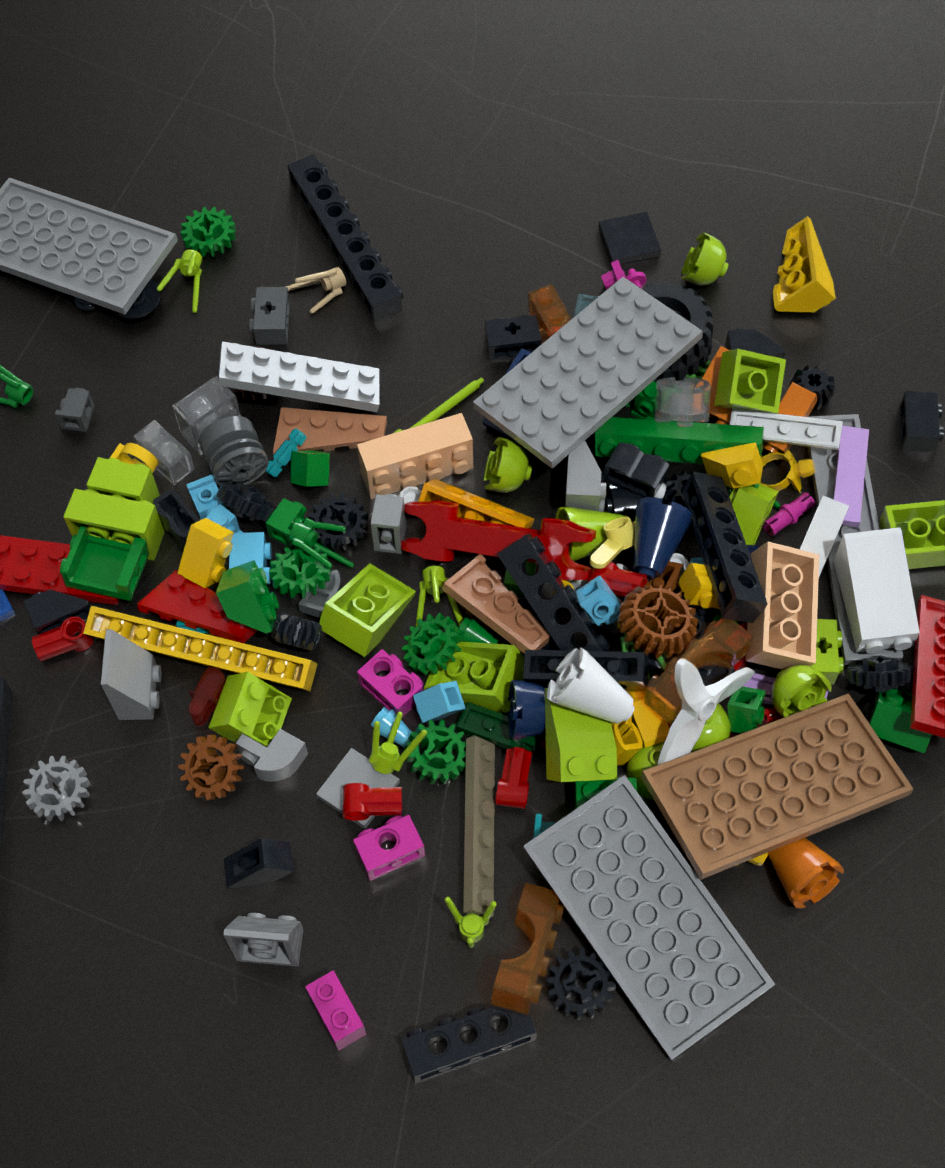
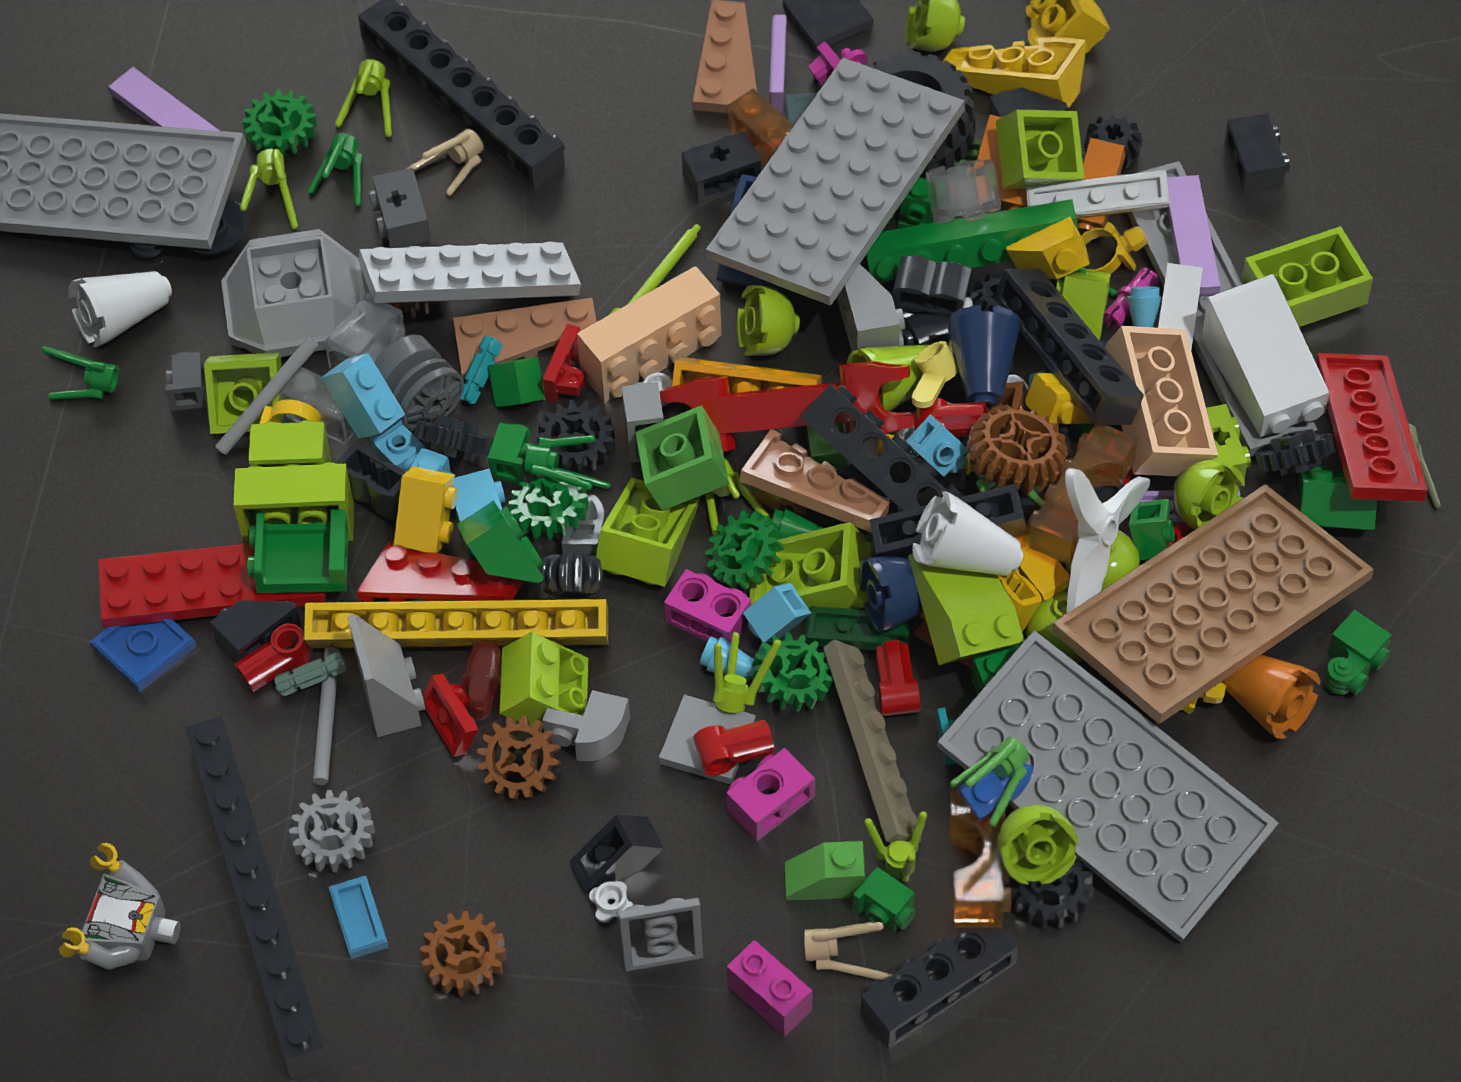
camera: 15 degrees left, 5 degrees down
(47, 339) = (116, 303): none -> white cone
(54, 861) = (358, 917): none -> dark azure tile
(80, 659) = (310, 673): none -> sand green axle
(83, 700) = (325, 726): none -> light grey bar
(109, 423) = (234, 385): none -> lime slope
(124, 905) = (464, 956): none -> dark orange gear
(125, 434) = (266, 395): none -> light grey bar
(129, 198) = (155, 103): none -> lavender tile
(148, 368) = (290, 291): none -> light grey piece
(172, 710) = (448, 711): none -> red hinge
(187, 454) = (363, 395): none -> medium azure brick
(236, 895) = (605, 892): none -> white plate
(244, 265) = (341, 156): none -> green plant
(282, 214) = (369, 81): none -> lime plant
(344, 470) = (561, 374): none -> red hinge
(390, 983) = (823, 943): none -> tan plant
(404, 561) = (682, 458): none -> bright green brick
(411, 924) = (826, 872): none -> bright green slope
(448, 961) = (885, 901): none -> green brick
(544, 255) = (726, 58): none -> nougat wing
(557, 896) = (987, 792): none -> blue plate
(568, 878) = (1004, 762): none -> bright green plant
(574, 954) = (1037, 844): none -> lime cylinder
(579, 269) = (778, 59): none -> lavender tile
(775, 318) = (1046, 68): none -> yellow wedge
(796, 526) = (1144, 306): none -> medium azure cone
(885, 849) = (1357, 649): none -> green brick

